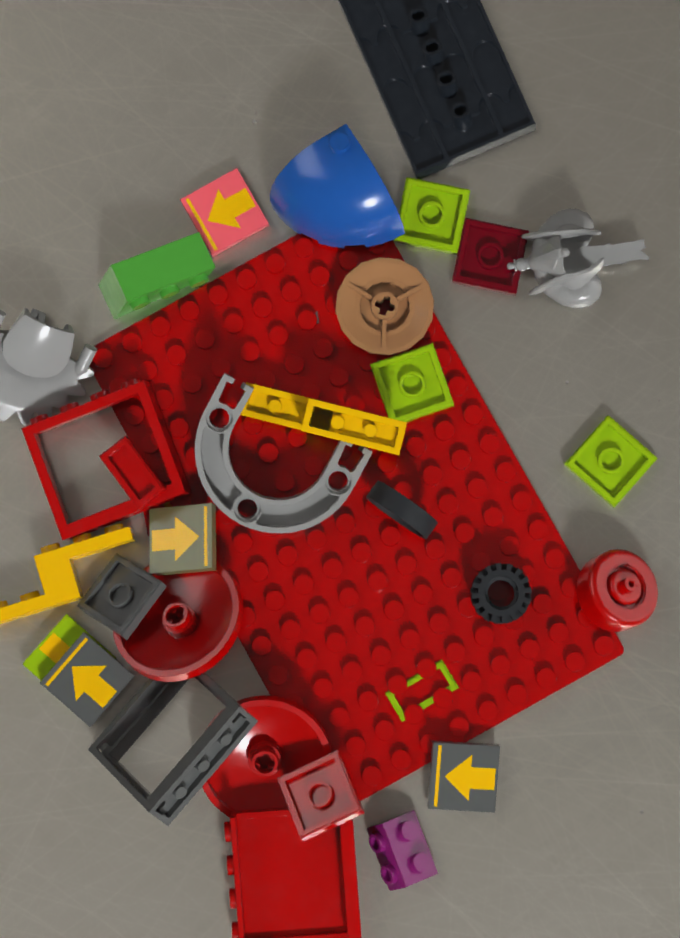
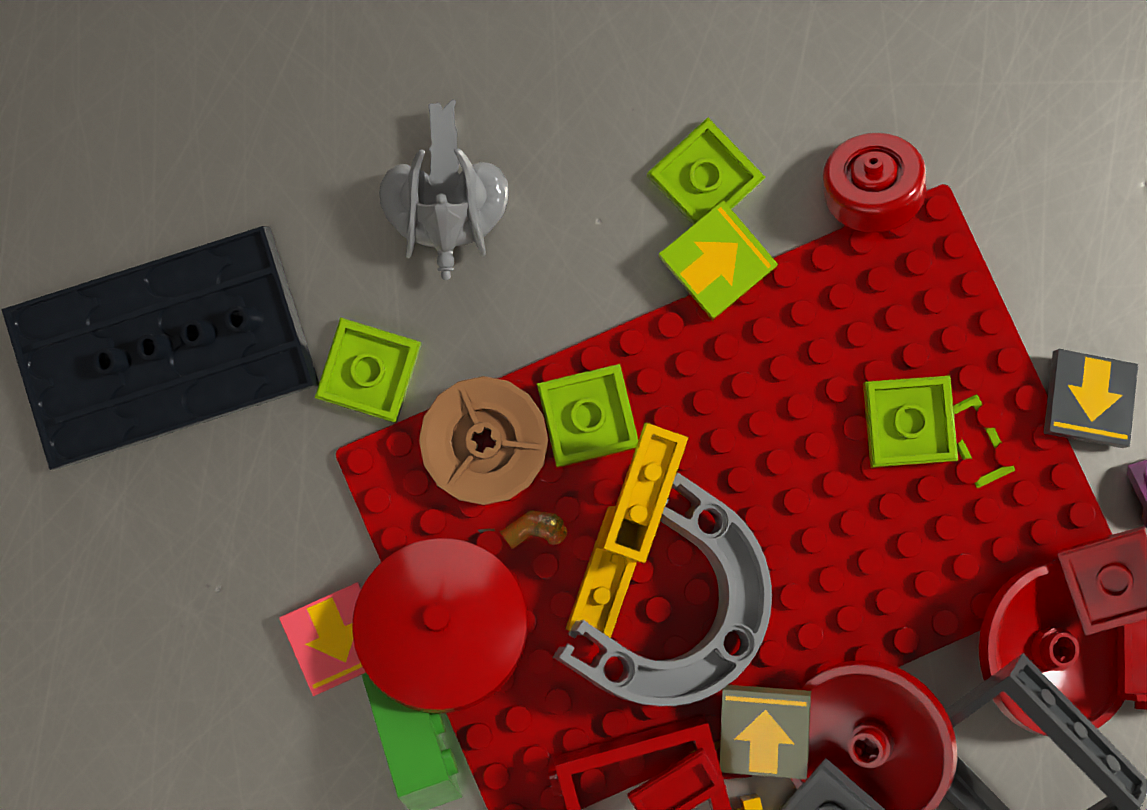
camera: 90 degrees left, 0 degrees up
(241, 286) = (440, 625): none -> red dish
(324, 352) = (537, 524): none -> clear yellow arm
(336, 194) = (332, 488): blue brick -> none
(401, 509) = (755, 442): black tyre -> none
(431, 634) = (910, 421): none -> lime tile
(484, 256) = (425, 305): dark red tile -> none
(521, 590) = (890, 317): black tyre -> none
(543, 474) = (718, 260): none -> lime tile

